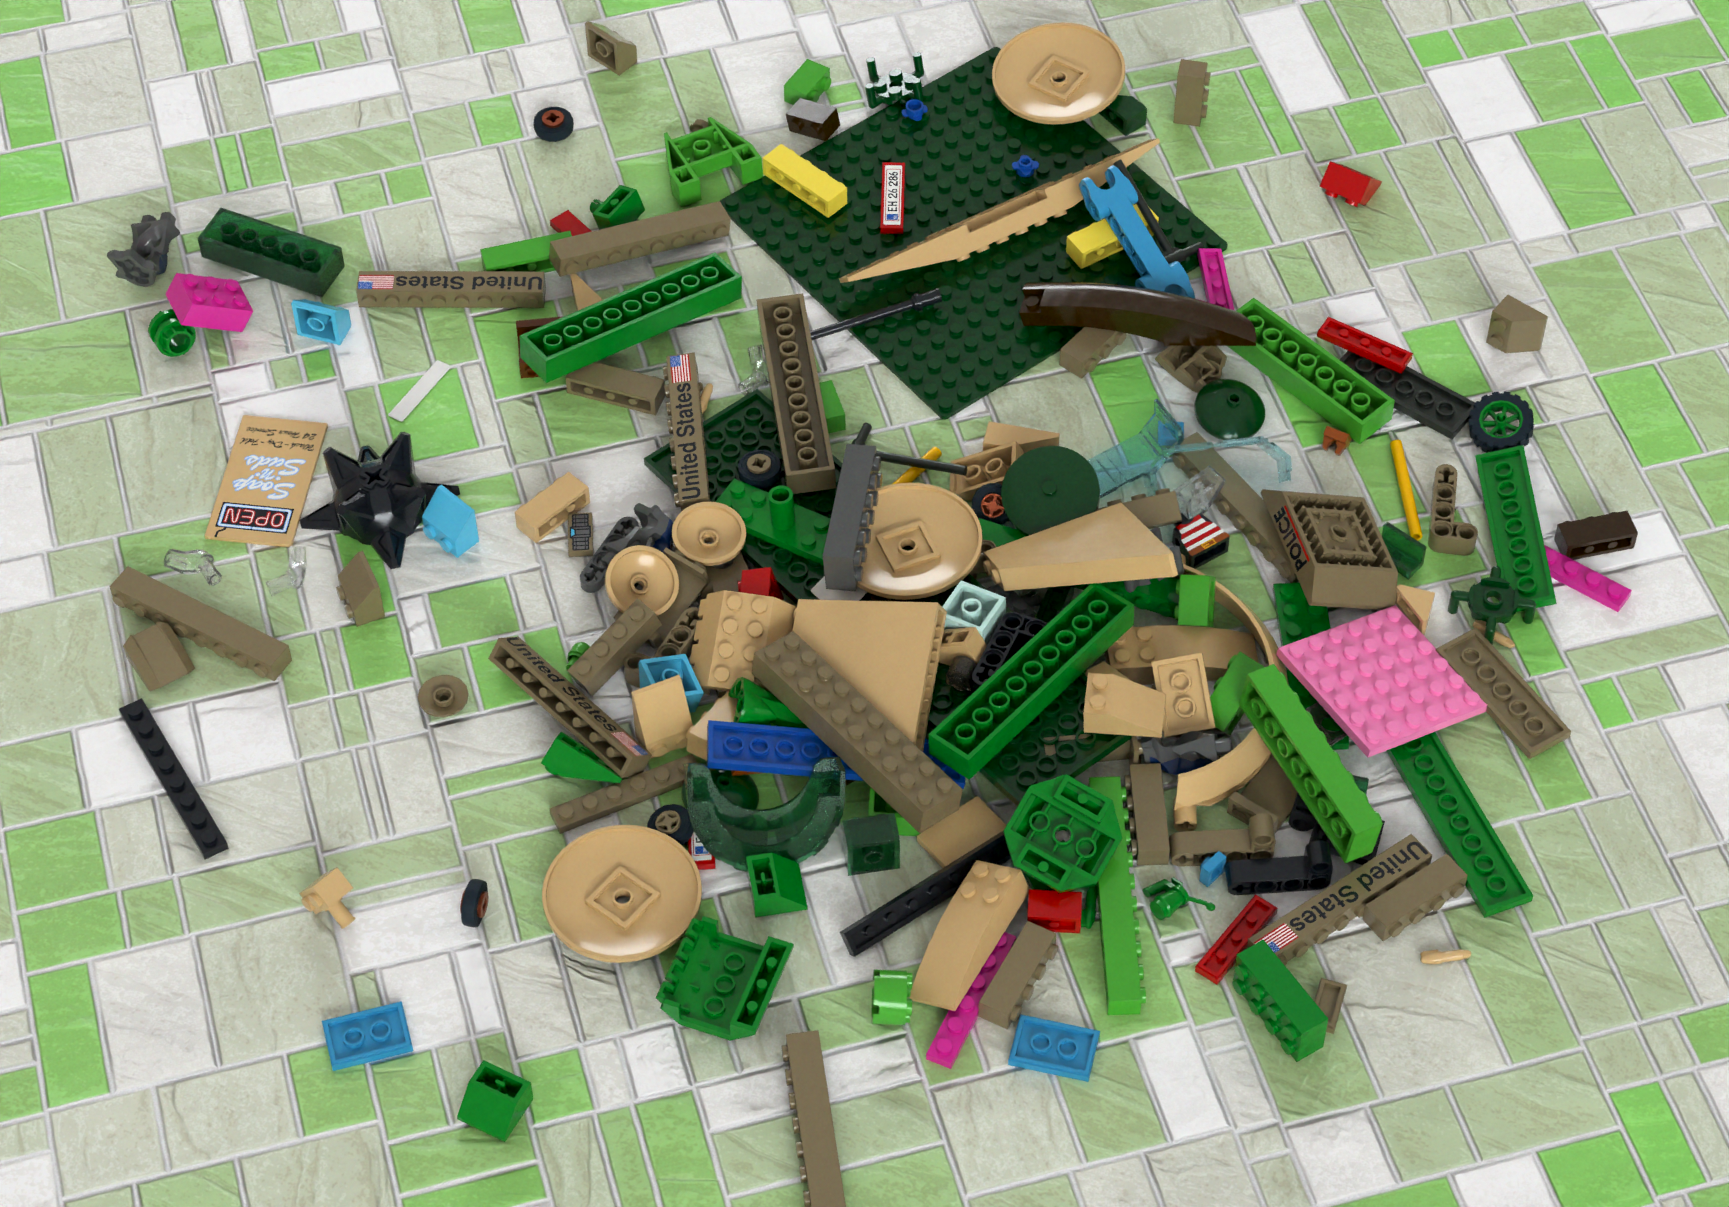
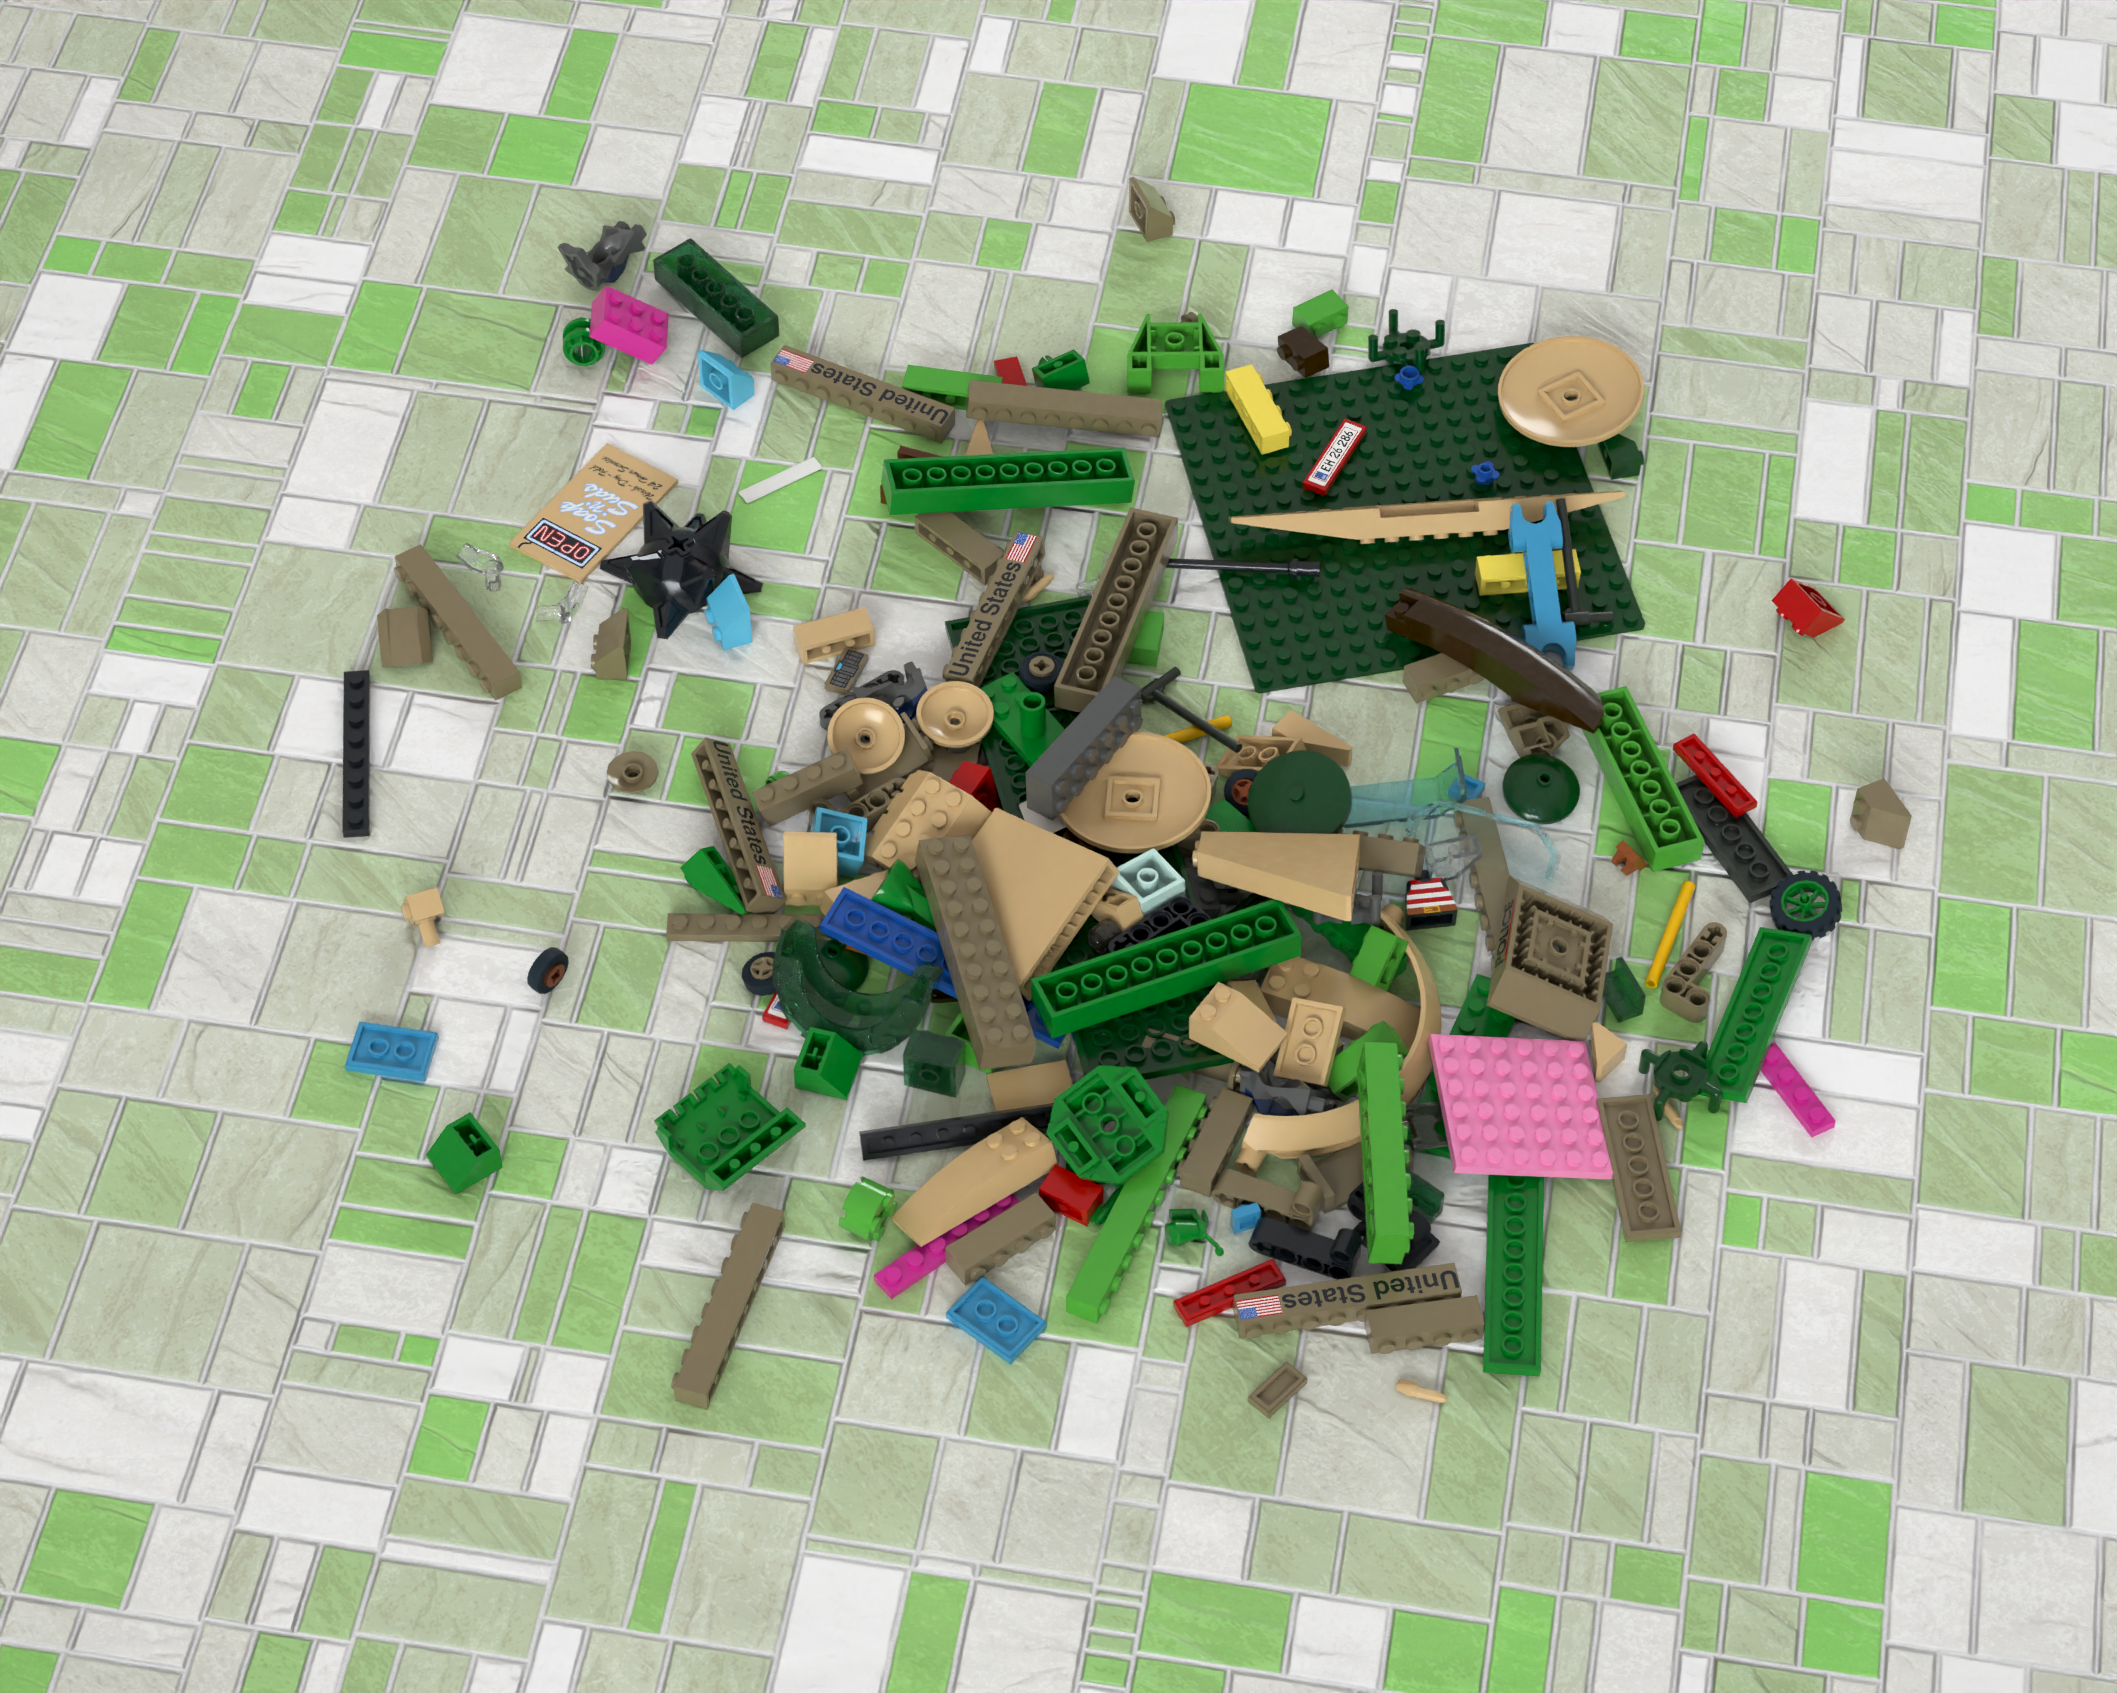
camera: 25 degrees right, 0 degrees up
(553, 124) = (1052, 267): black wheel -> none
(621, 862) = (677, 985): tan dish -> none
(1191, 92) = (1692, 458): dark tan brick -> none
(1215, 277) = (1606, 655): dark pink plate -> none
(1279, 1001) = (1225, 1364): green brick -> none
(1596, 535) = (1833, 1053): dark brown brick -> none

